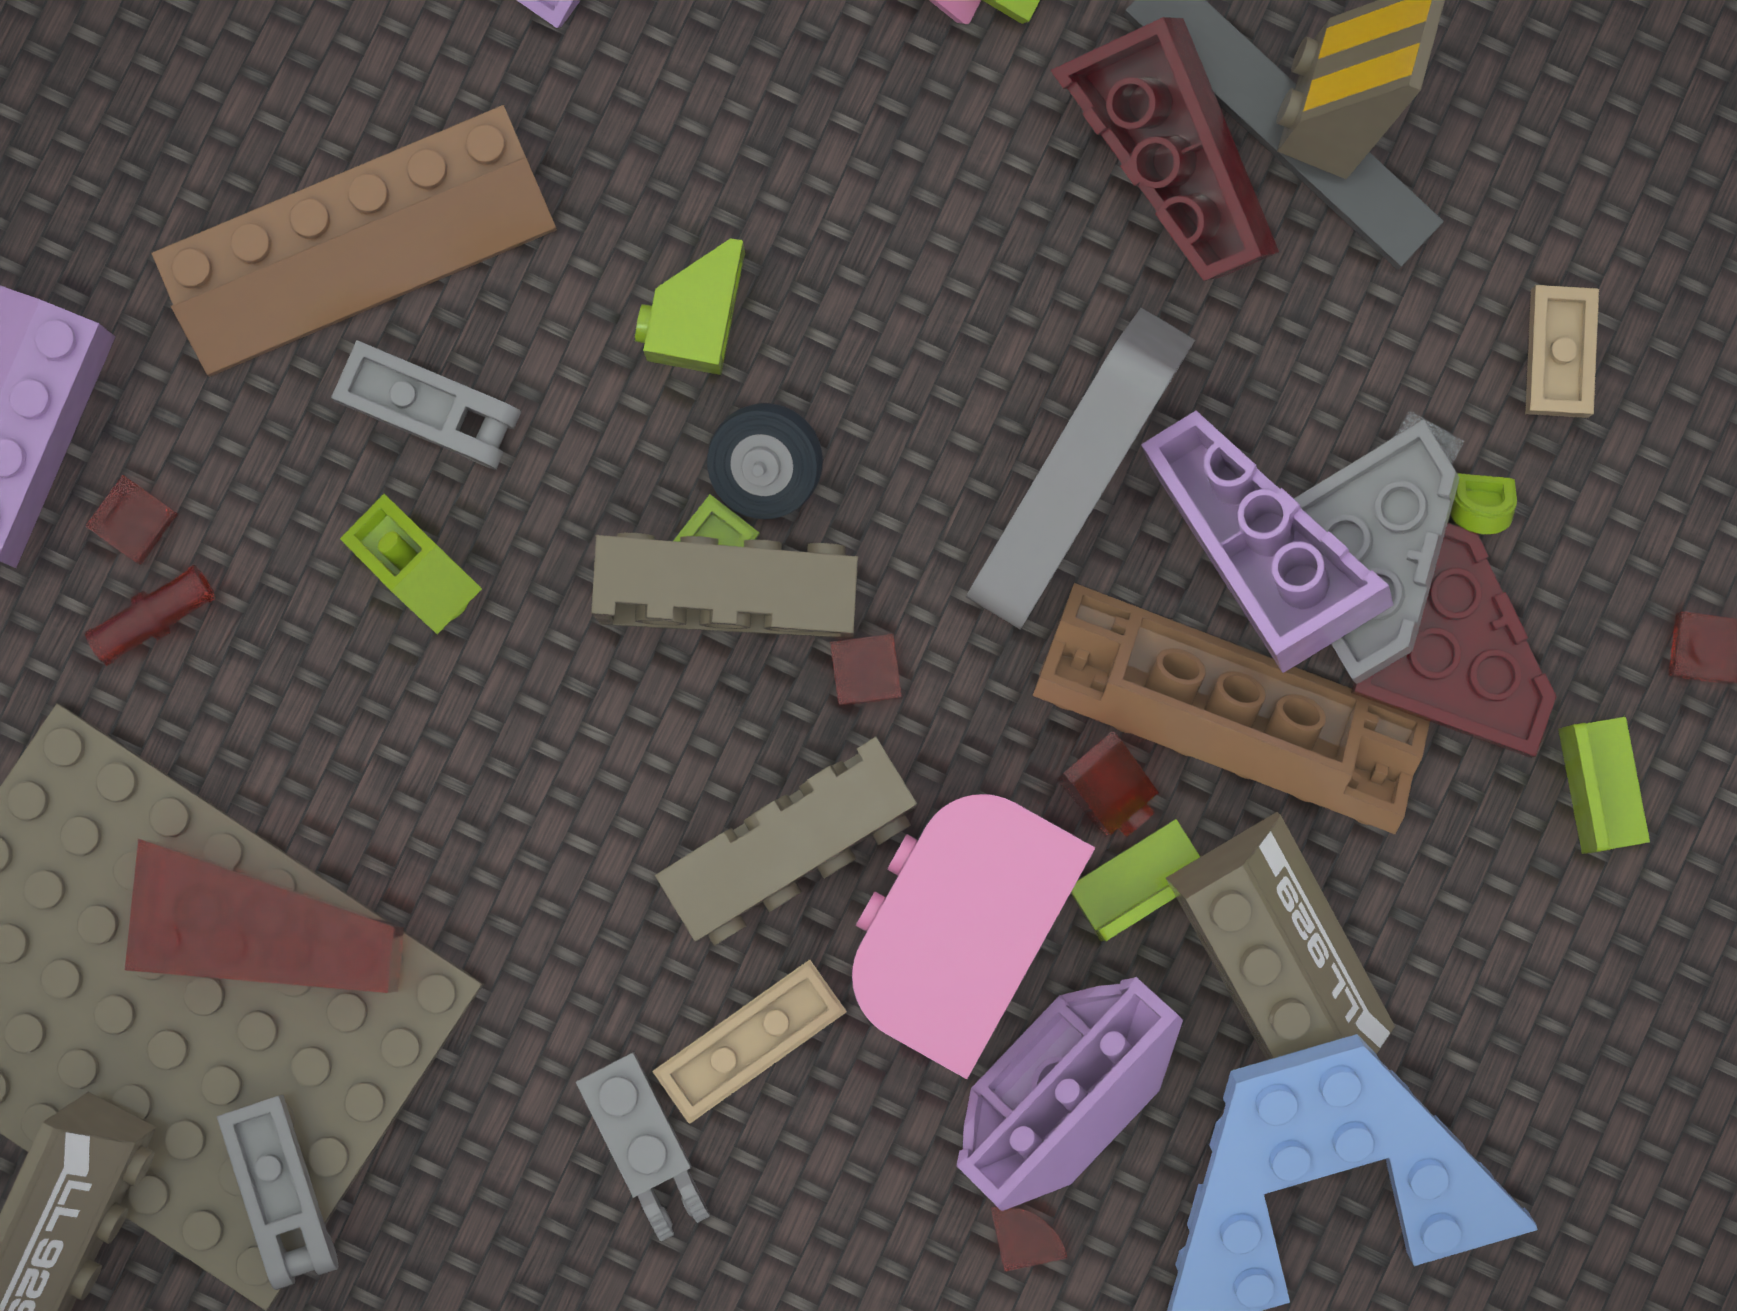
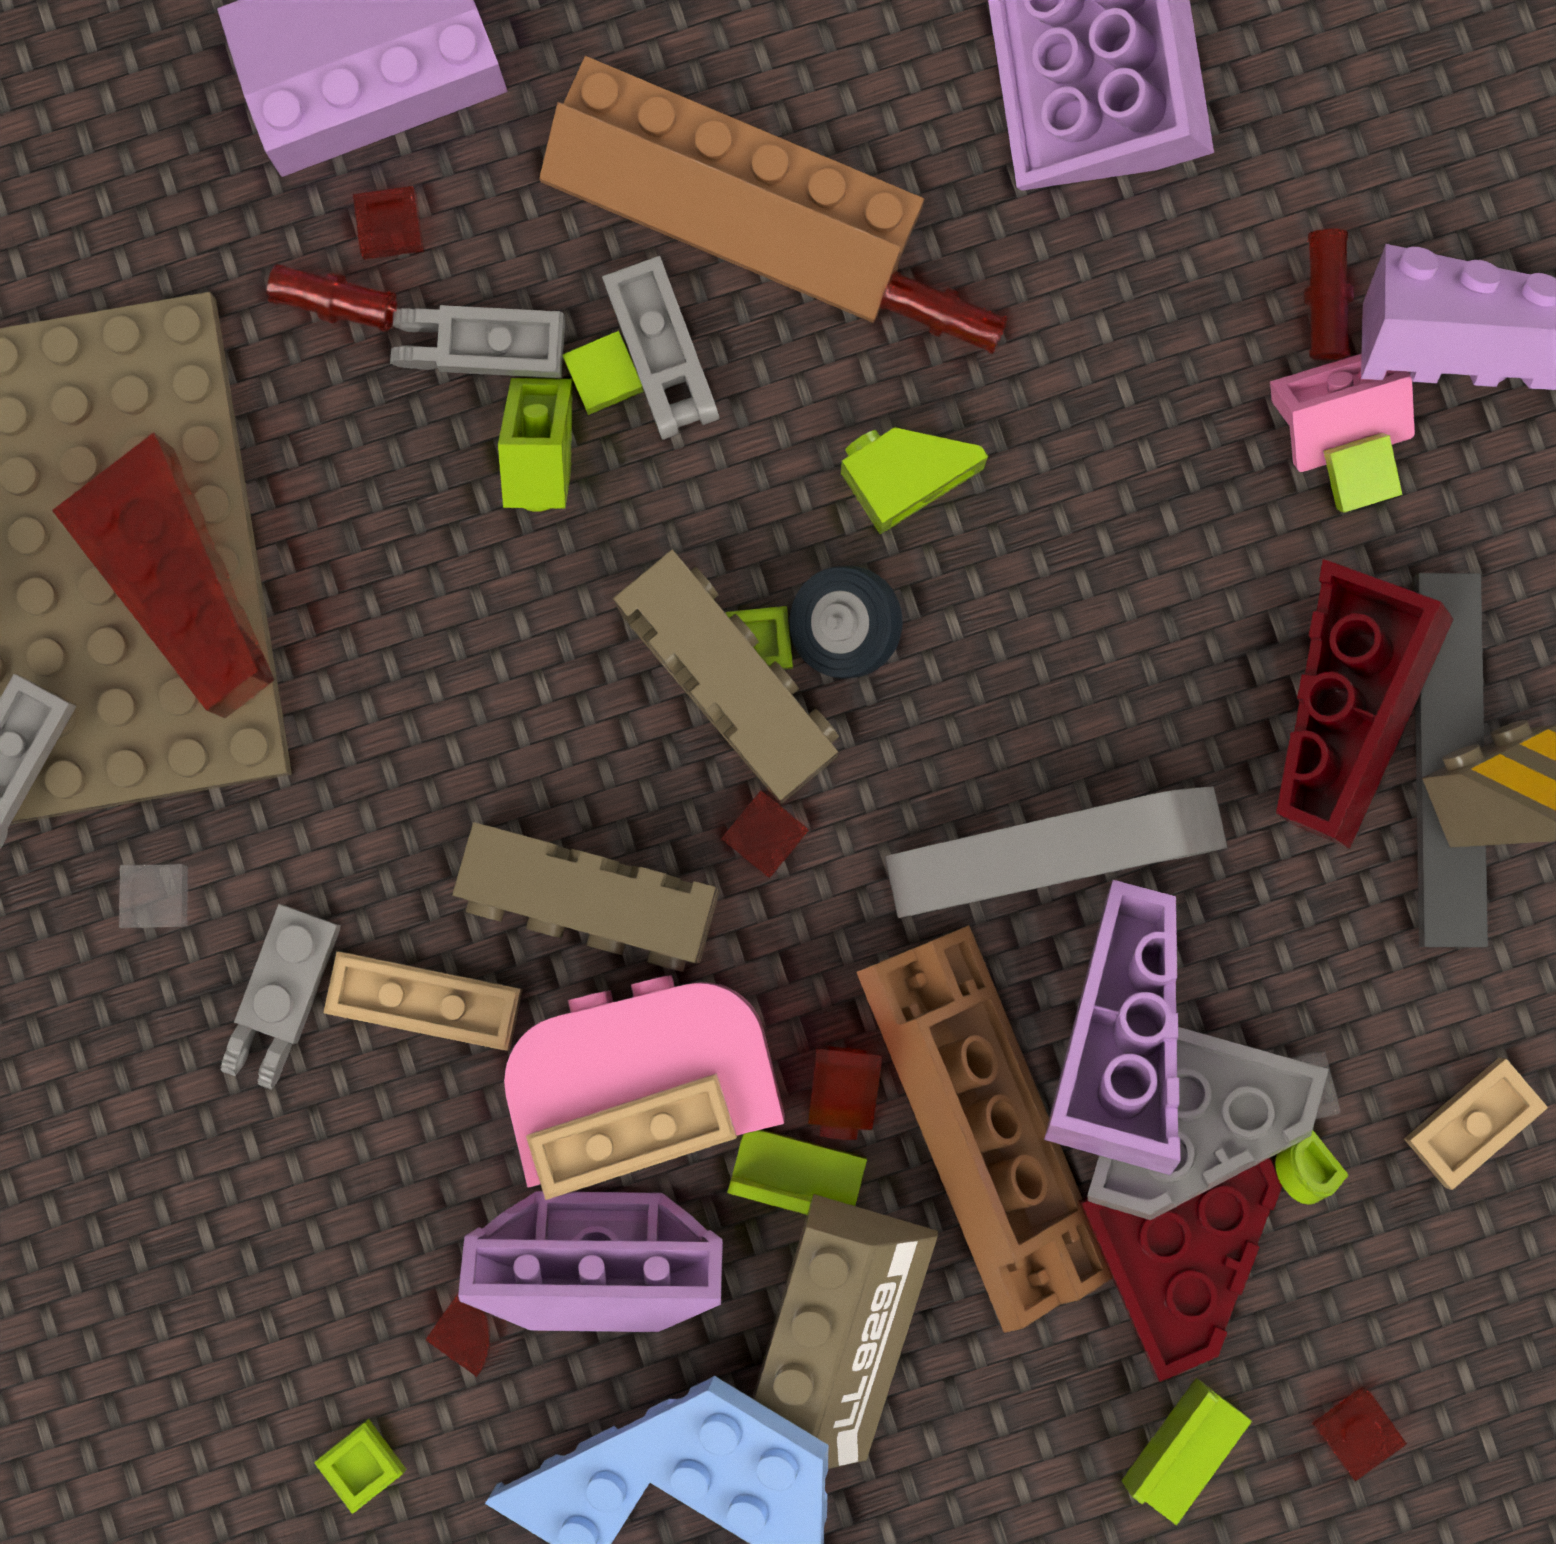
camera: 55 degrees right, 0 degrees up
(294, 531) = (484, 341): none -> light grey hinge
(402, 465) = (603, 372): none -> lime tile
(479, 1173) = (153, 896): none -> clear tile
(600, 170) = (943, 312): none -> clear red pin
(1001, 966) = (631, 1136): none -> tan tile

